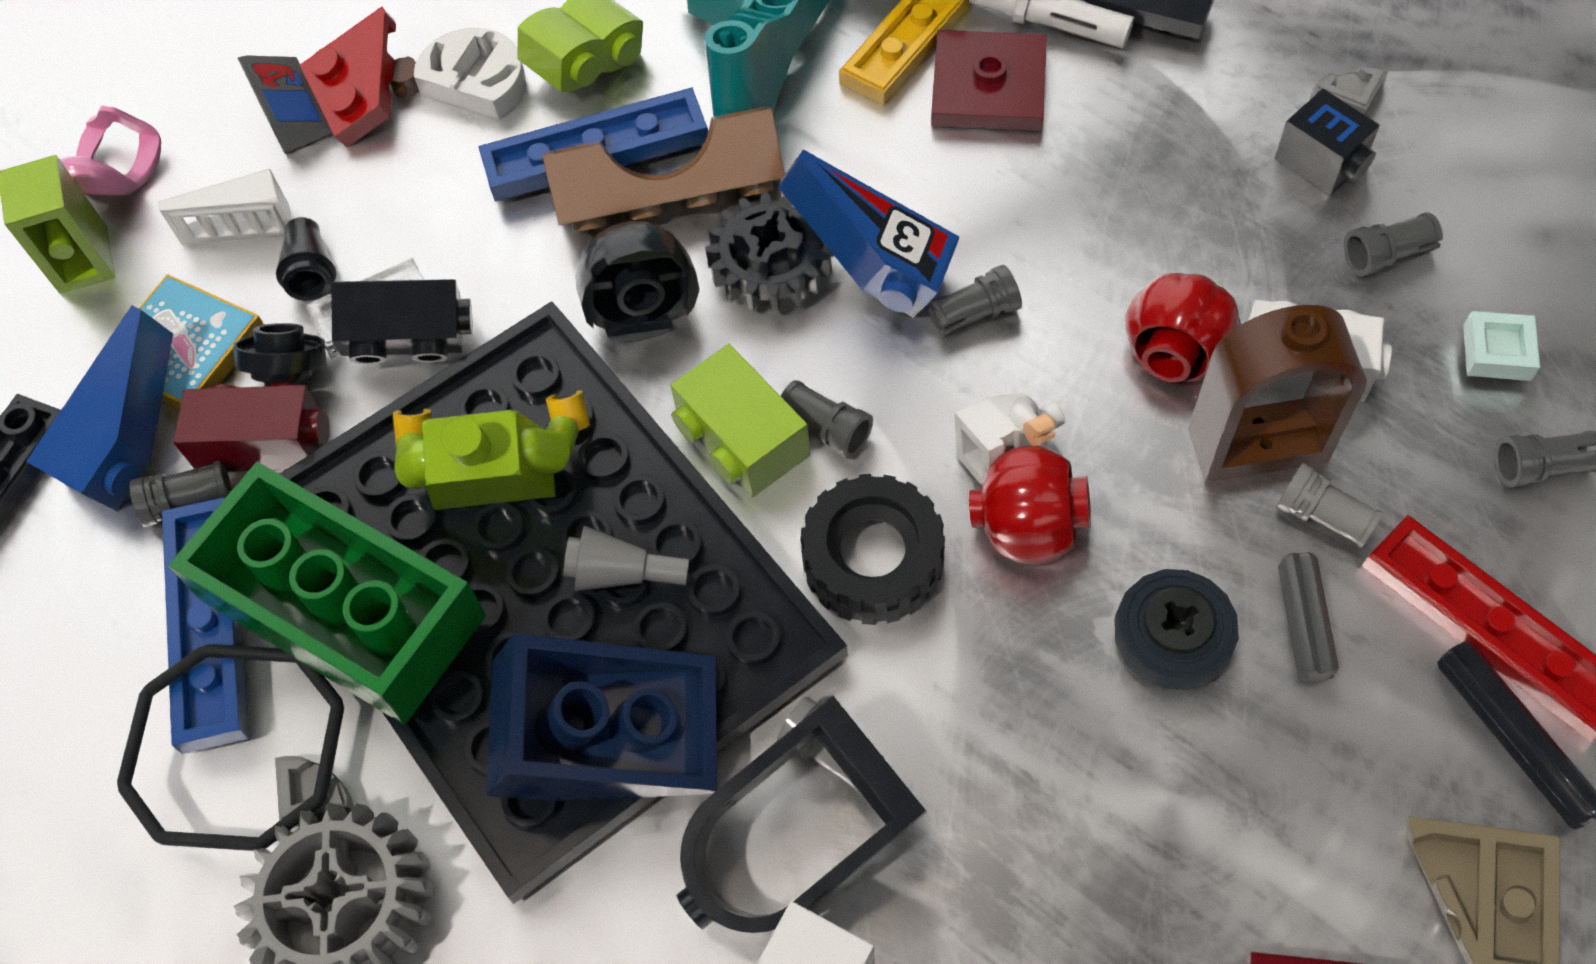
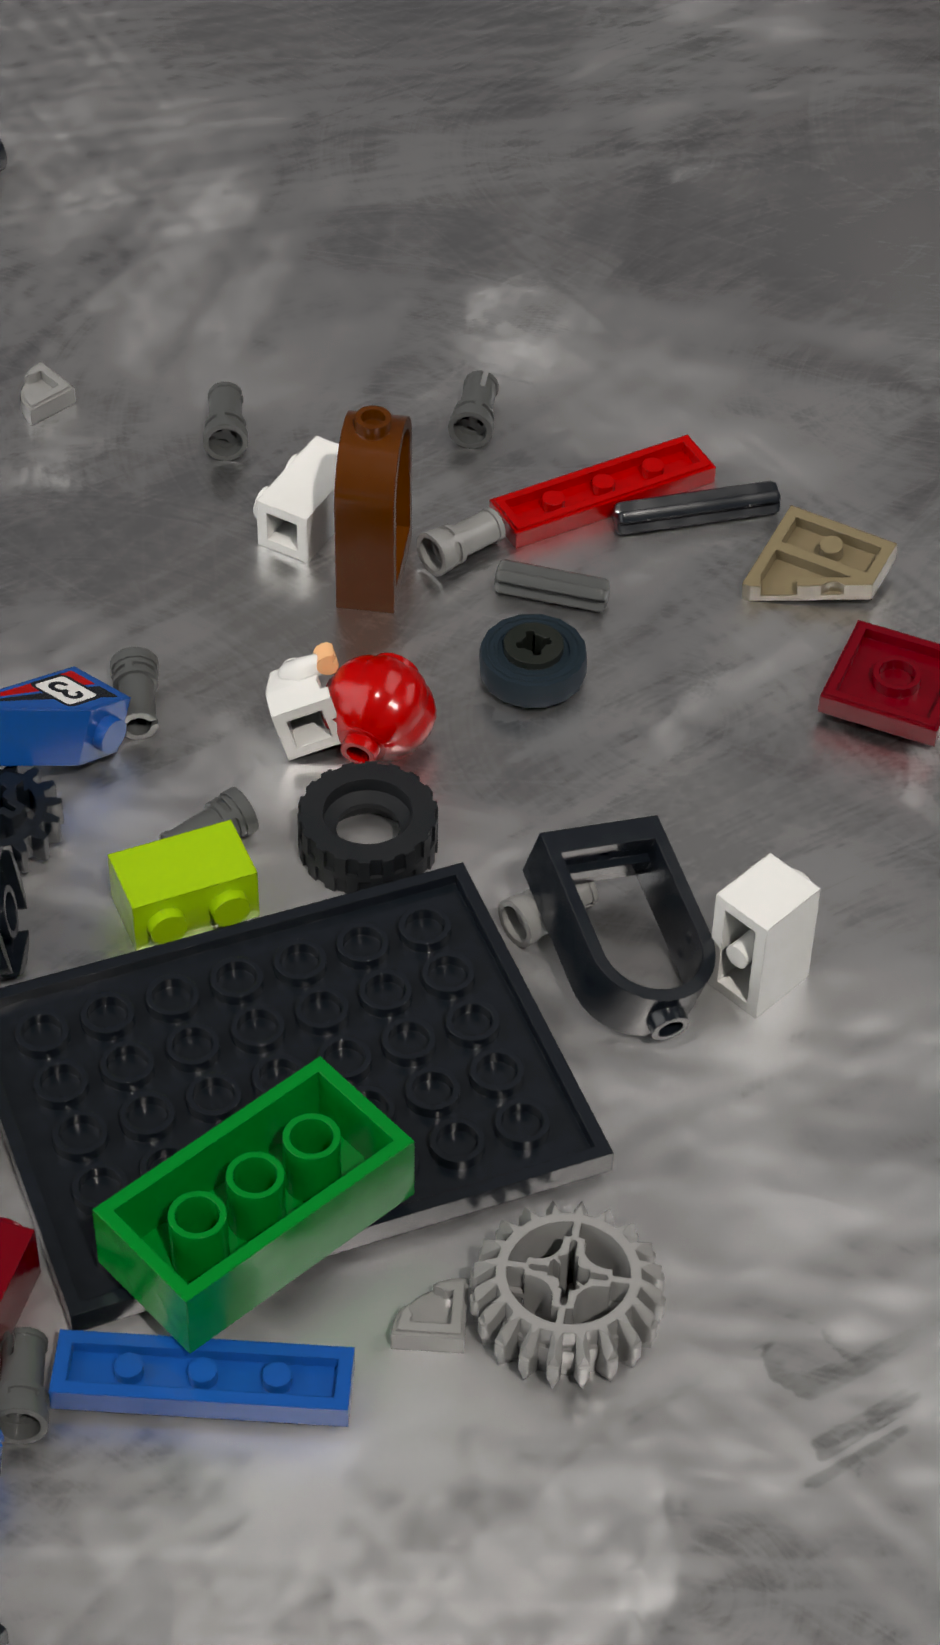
camera: 80 degrees left, 15 degrees down
(138, 726) = (343, 1436): black piece -> none
(487, 454) = (158, 1064): lime torso -> none
(600, 721) = (476, 1036): dark blue slope -> none
(609, 562) = (308, 1000): light grey cone -> none
(1174, 320) = (242, 556): red plant -> none
(1327, 142) = (101, 418): black brick -> none
(1501, 345) = (359, 389): light aqua plate -> none

